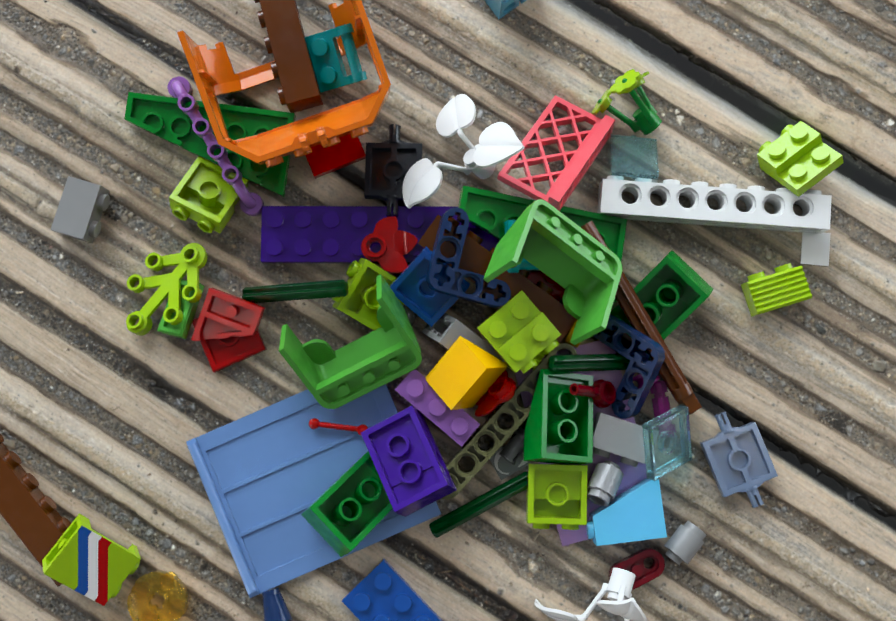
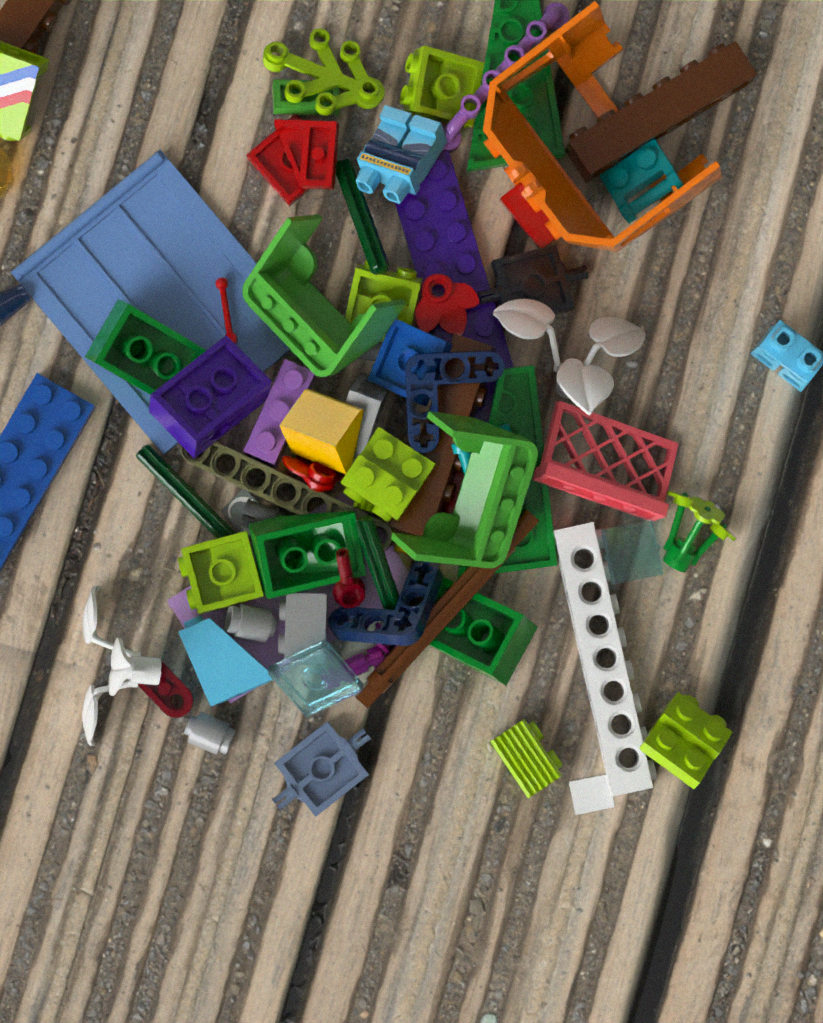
camera: 70 degrees right, 0 degrees up
(252, 244) = (399, 154): none -> medium azure hips

